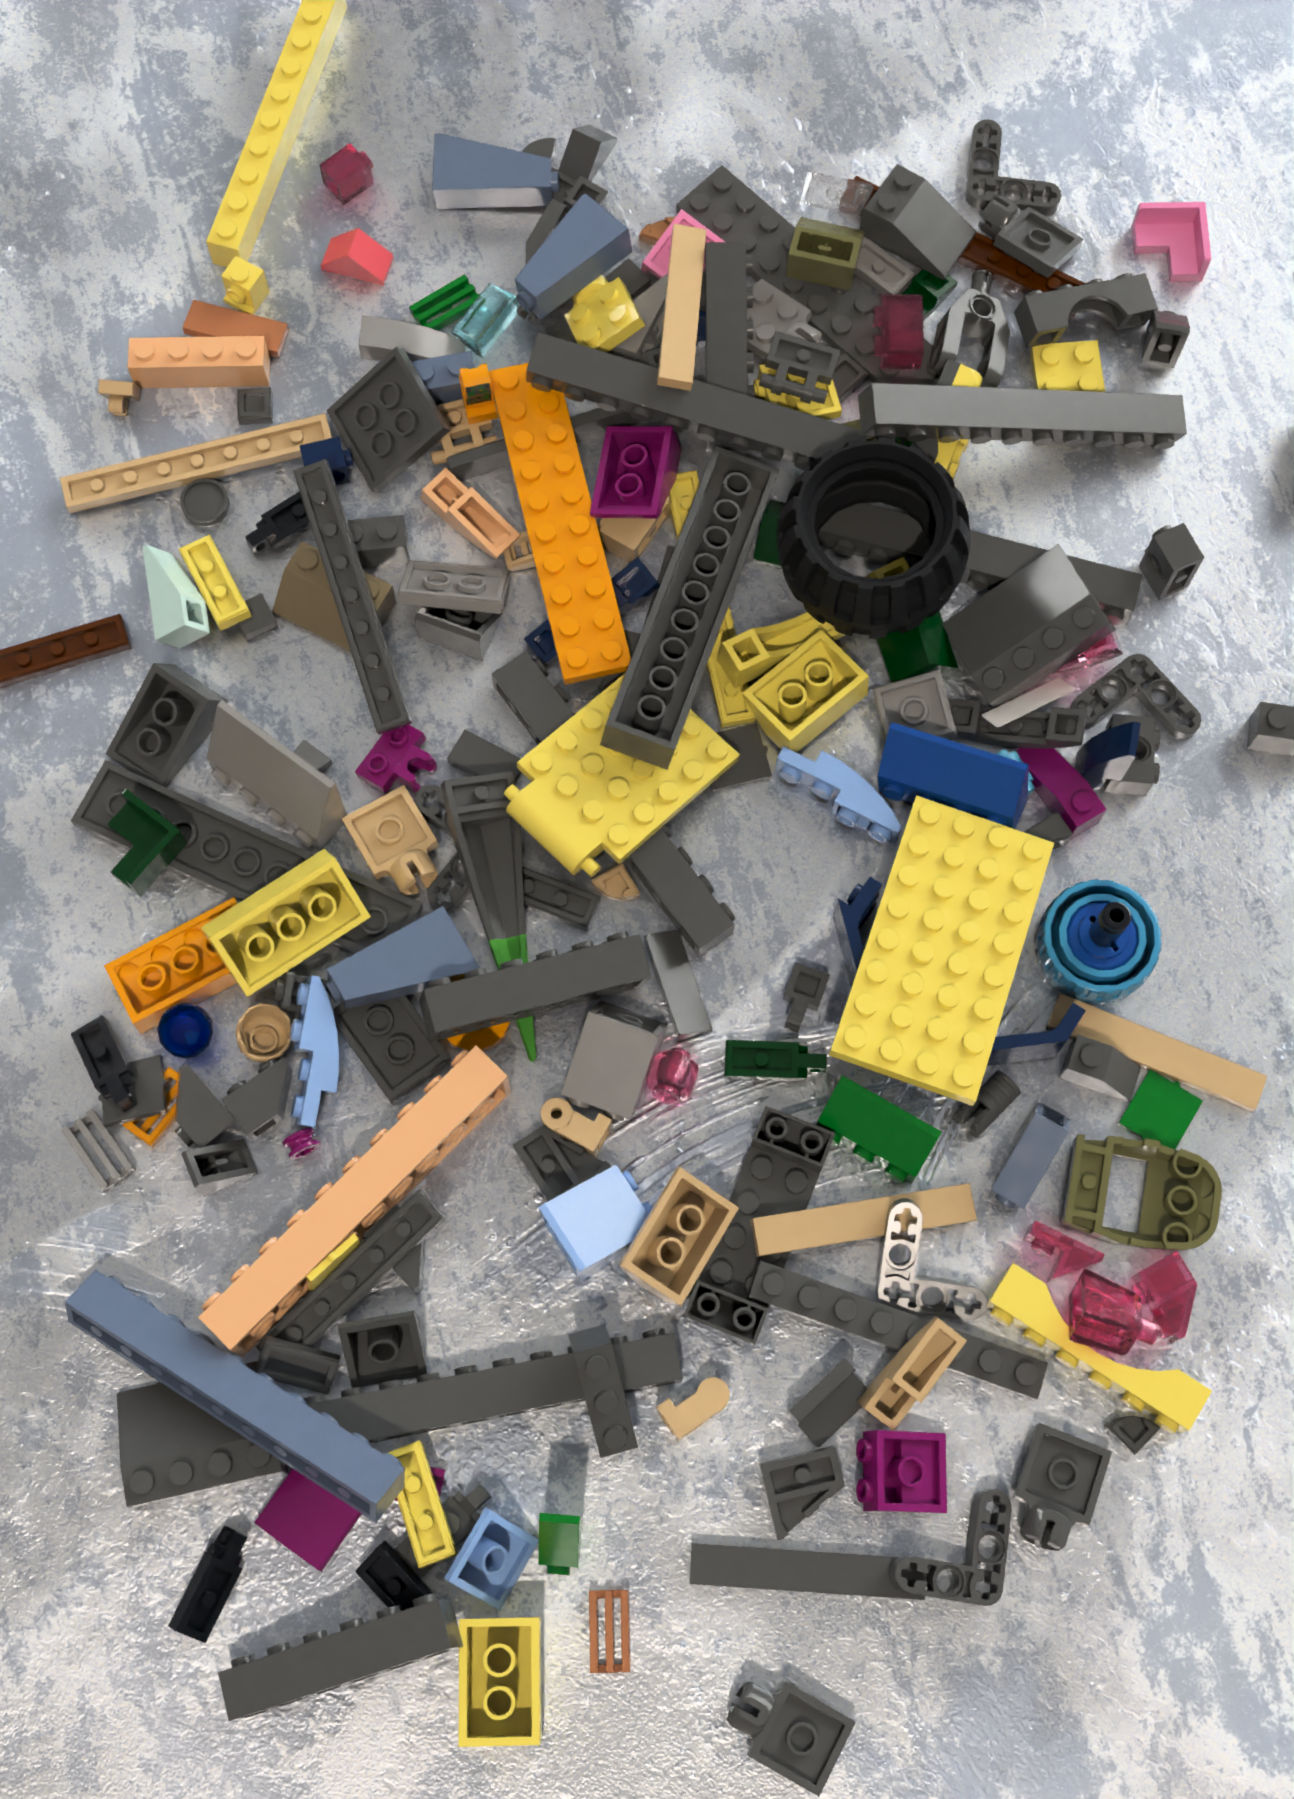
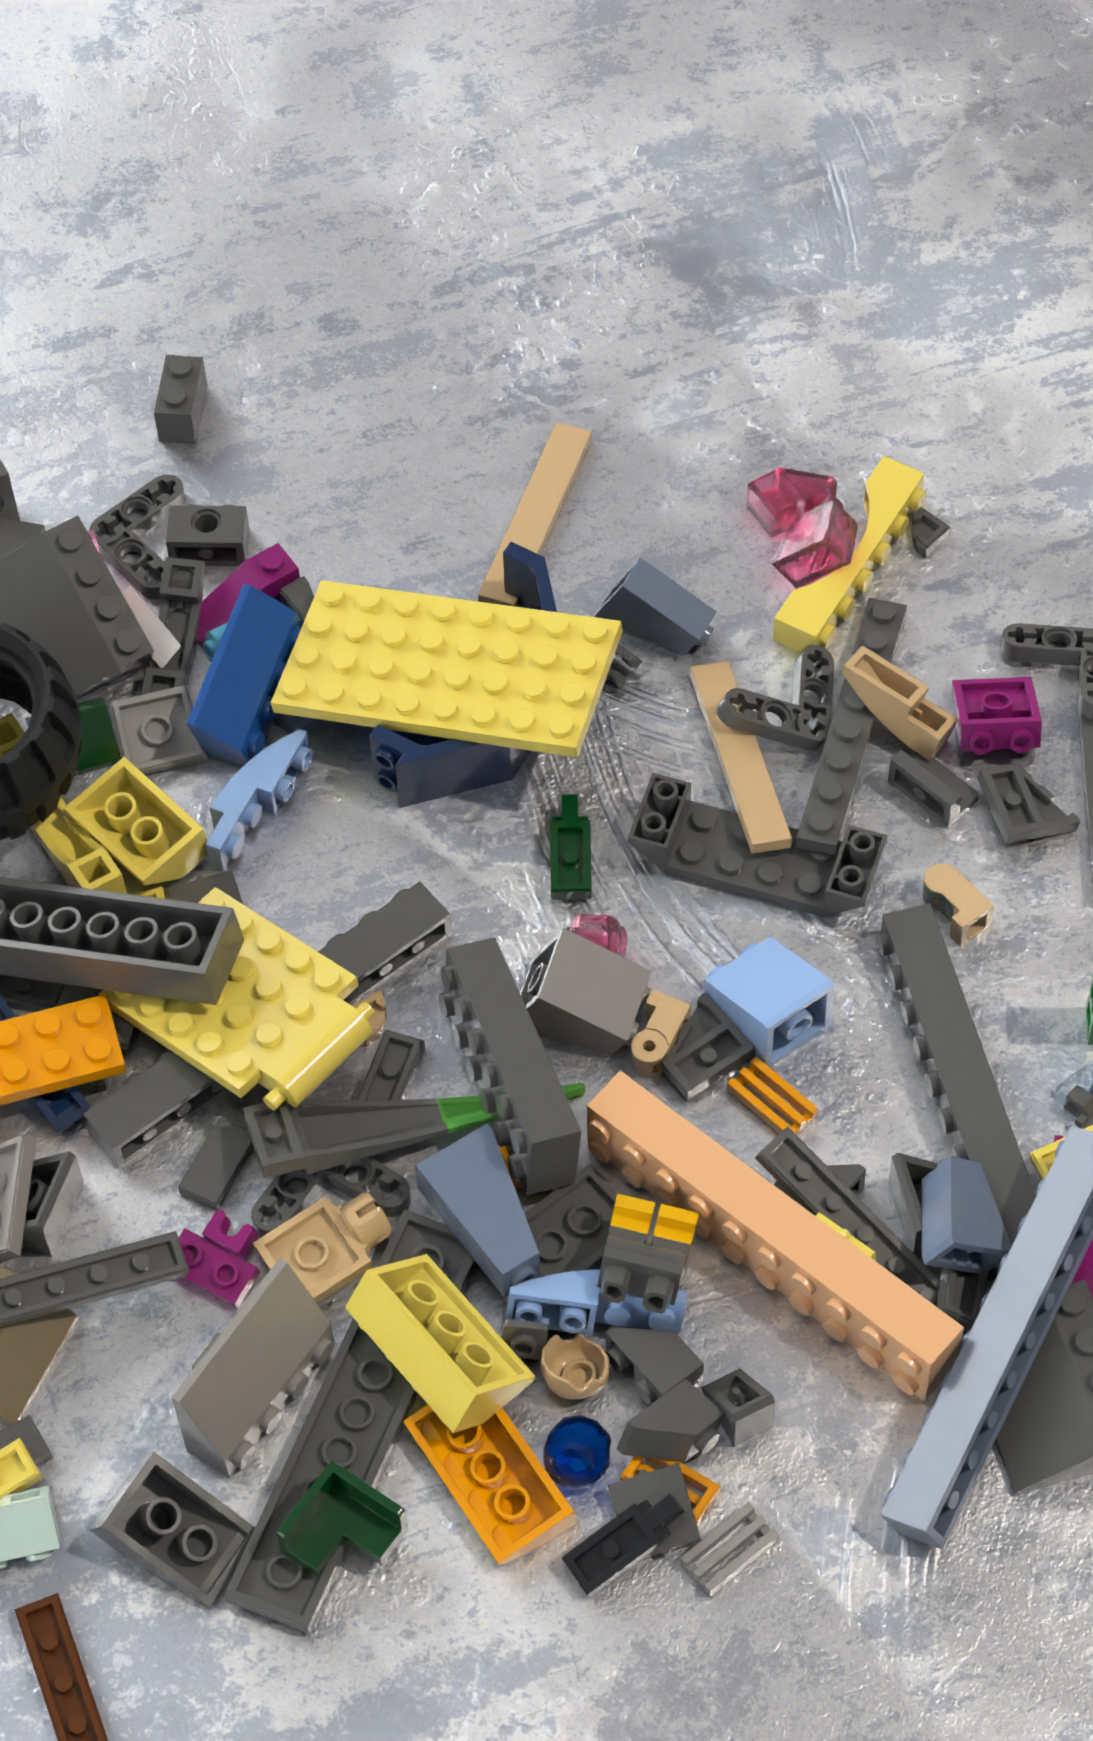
camera: 90 degrees left, 15 degrees down
(301, 1143) = (704, 1315): magenta bush -> none
(328, 1090) = (644, 1268): none -> dark grey hips
(349, 1364) = (961, 1219): none -> sand blue slope
(482, 1242) = (801, 1103): none -> light orange tile
(603, 1390) = (932, 965): dark grey arch -> none
(677, 984) = (516, 941): slope -> none
(678, 1237) = (783, 909): tan slope -> none
(804, 991) = (489, 821): dark grey plate -> none
(878, 1131) = (643, 740): green slope -> none
(1059, 1485) = (990, 585): dark grey plate -> none
(1070, 1253) = (757, 583): clear pink slope -> none
(1098, 941) = (423, 547): dark azure wheel -> none
(1100, 1068) = (563, 558): dark grey slope -> none
(1108, 754) = (218, 532): dark blue slope -> none
(1160, 1110) = (598, 513): green piece -> none
(1177, 1198) = (693, 494): olive slope -> none

